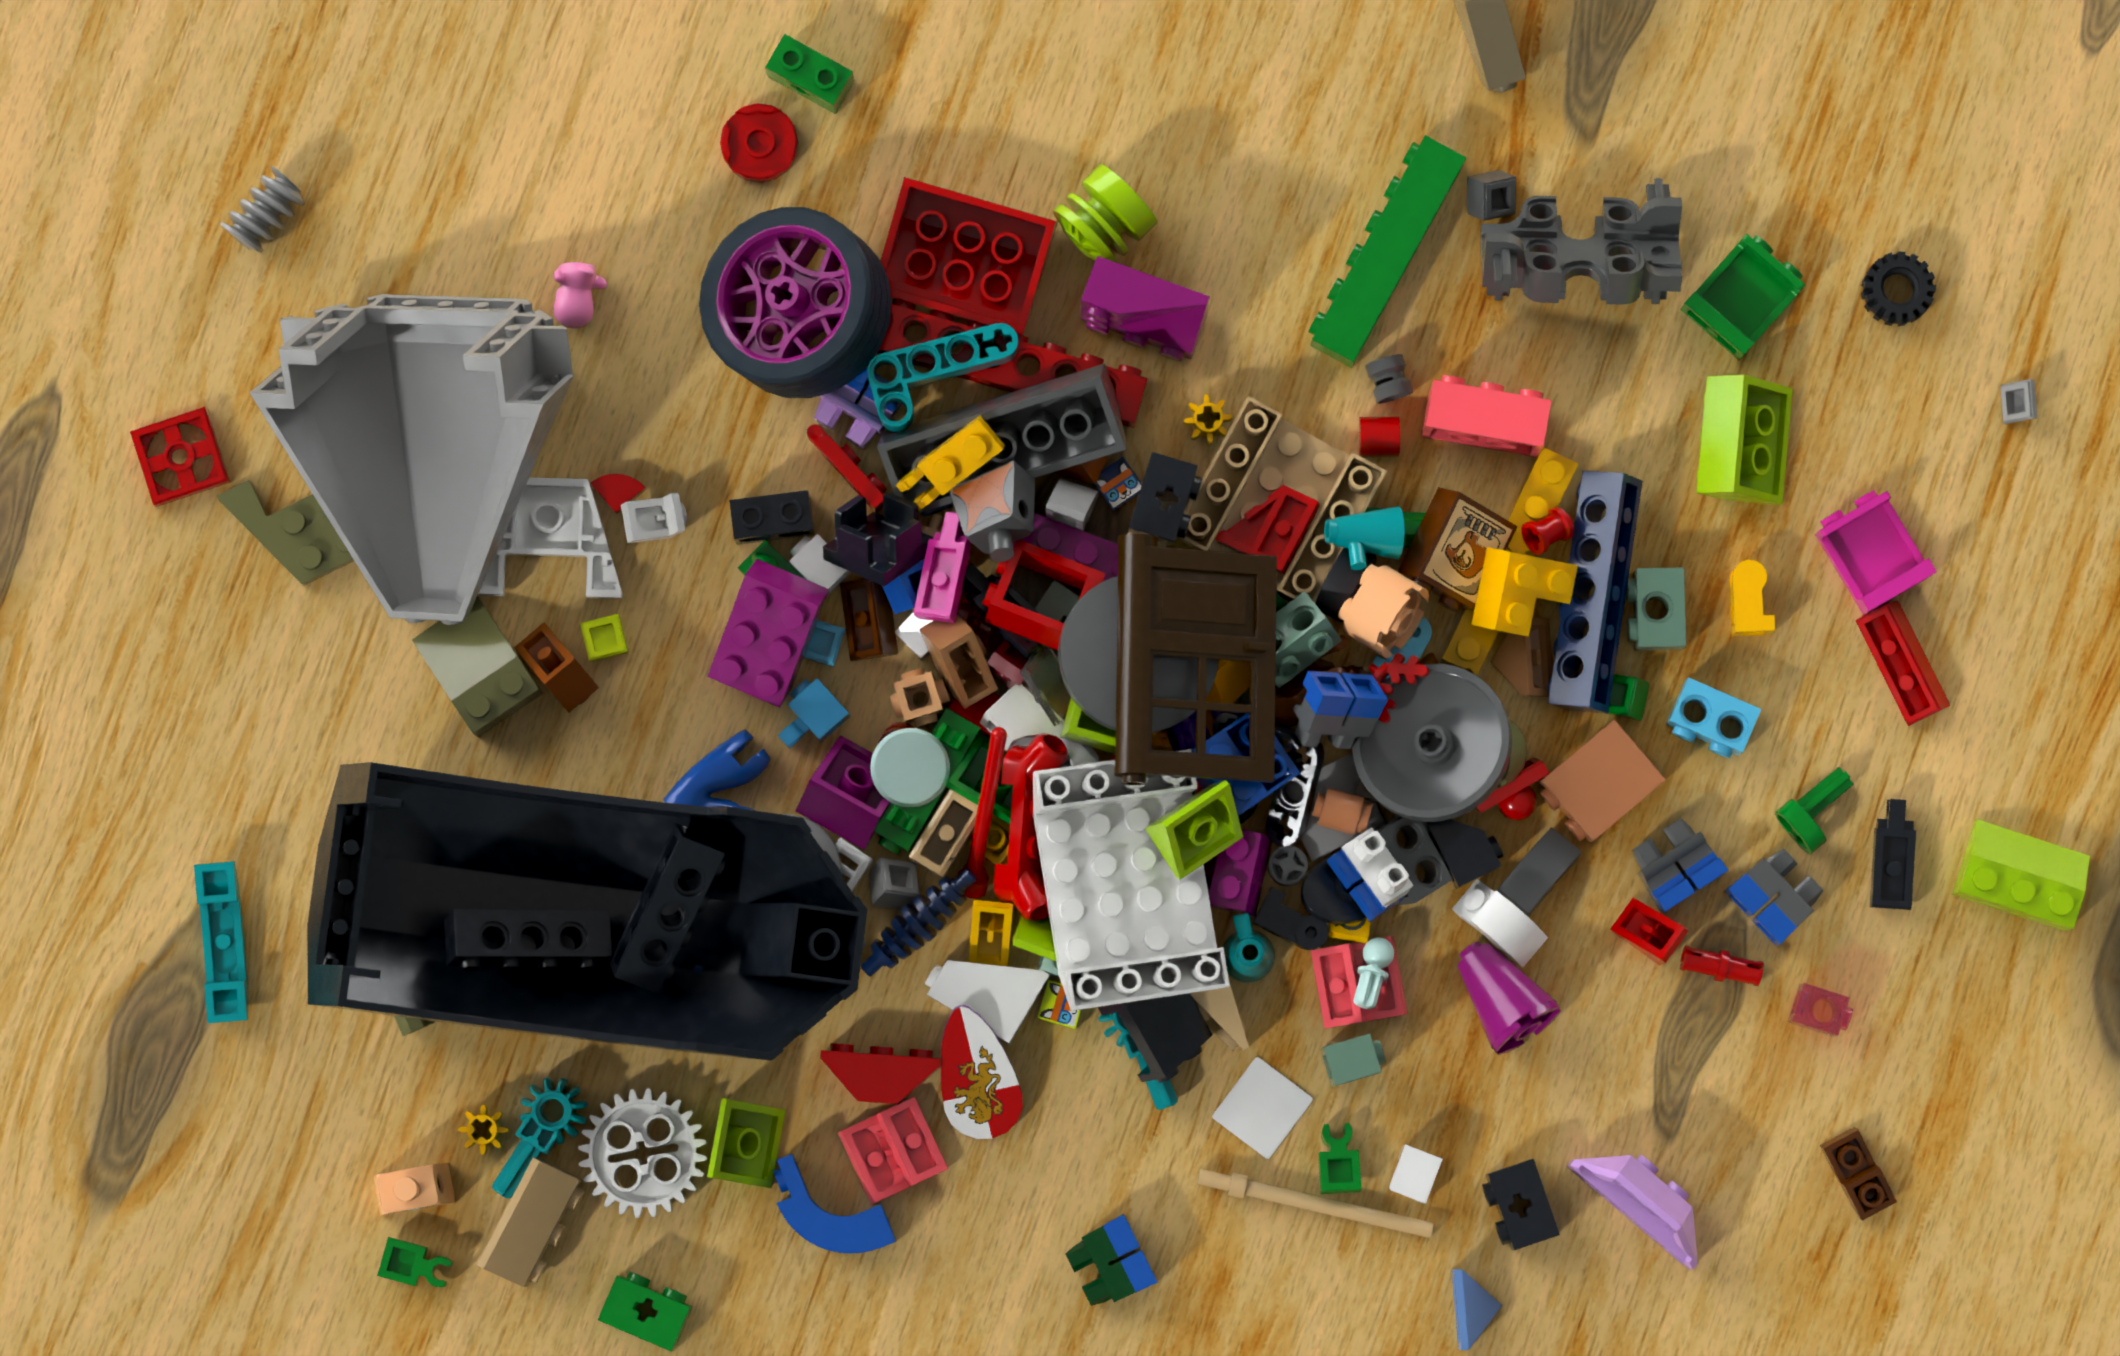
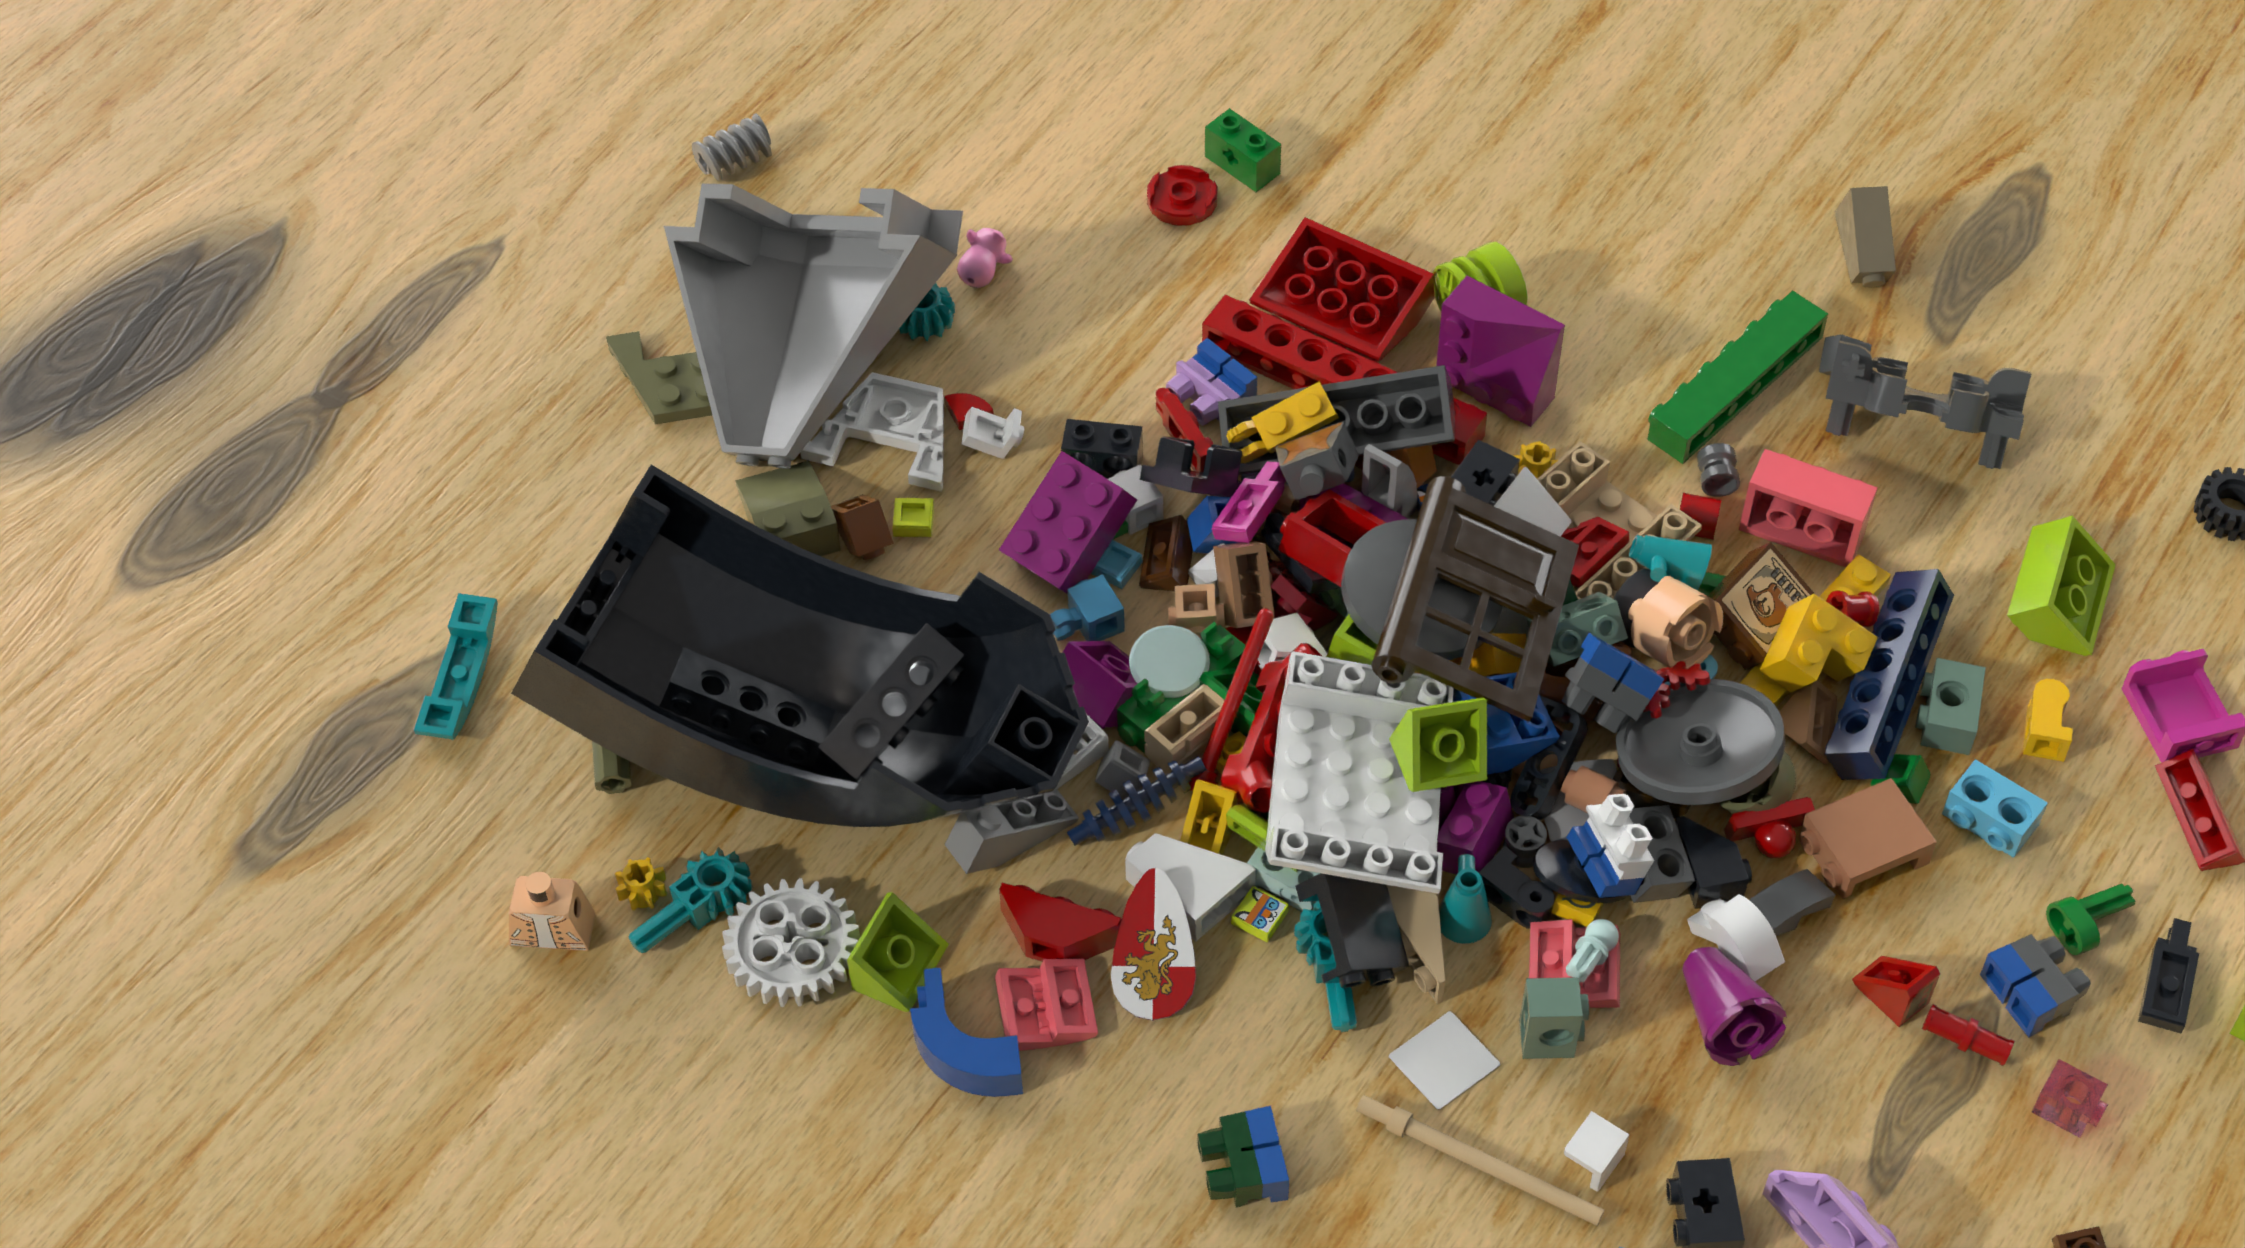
camera: 15 degrees right, 30 degrees down
(143, 437) = (585, 327): red piece -> none
(407, 1262) = (519, 984): green plate -> none
(531, 1223) = (652, 967): tan slope -> none
(622, 1313) = (739, 1087): green brick -> none
(795, 302) = (1177, 284): wheel -> none
(944, 367) = (1293, 351): teal beam -> none
(1046, 683) = (1322, 615): clear piece -> none
(1220, 514) = (1533, 503): none -> white sticker
(1339, 1168) = (1514, 1125): green plate -> none
(1690, 855) = (1938, 933): dark grey hips -> none
(1744, 295) = (2079, 477): green panel -> none

